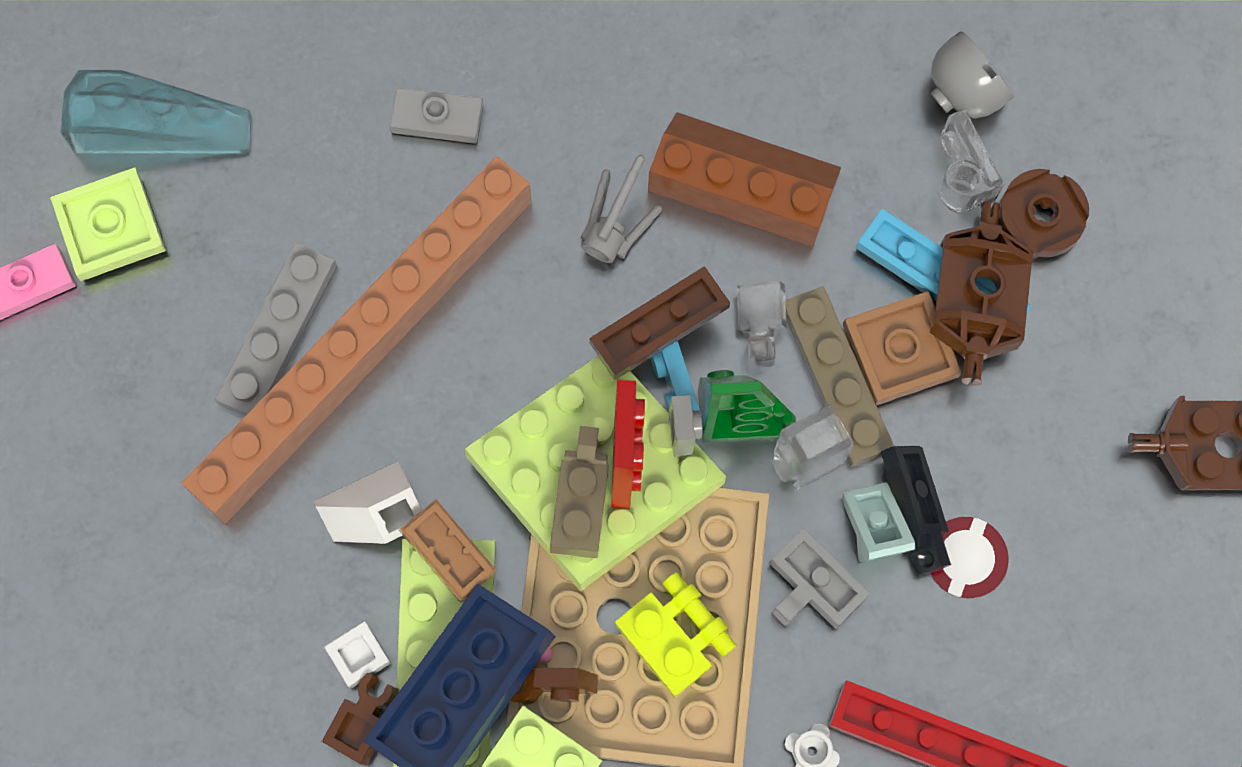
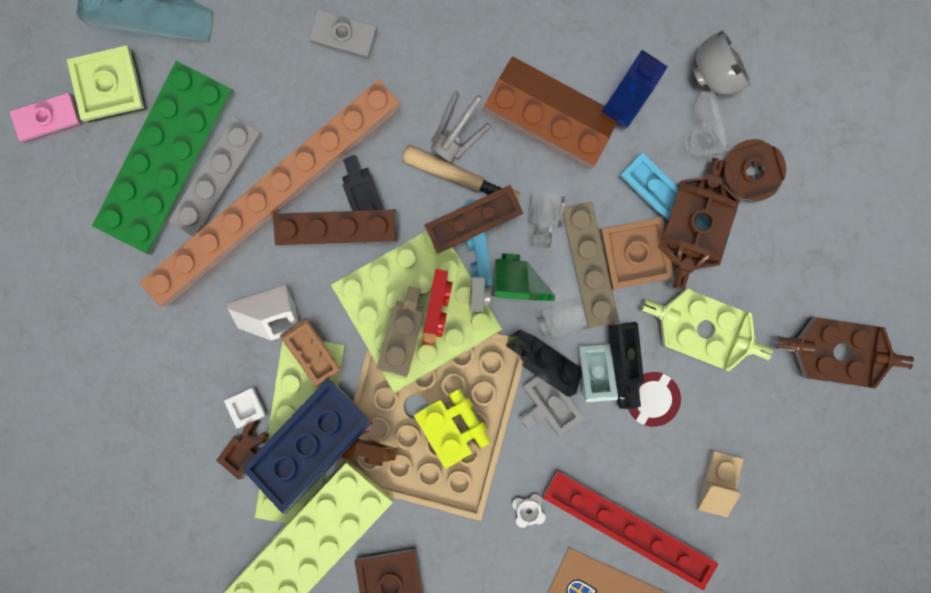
camera: 10 degrees right, 15 degrees up
(197, 317) = (162, 157): none -> green plate
(460, 370) = (335, 227): none -> reddish brown plate
(499, 332) = (360, 187): none -> black hinge
(603, 272) = (447, 170): none -> tan piece
(798, 515) = (546, 362): none -> black hinge
(854, 124) = (634, 88): none -> clear blue slope
(1060, 437) = (731, 334): none -> yellowish green plate
(1094, 667) = (720, 484): none -> tan slope

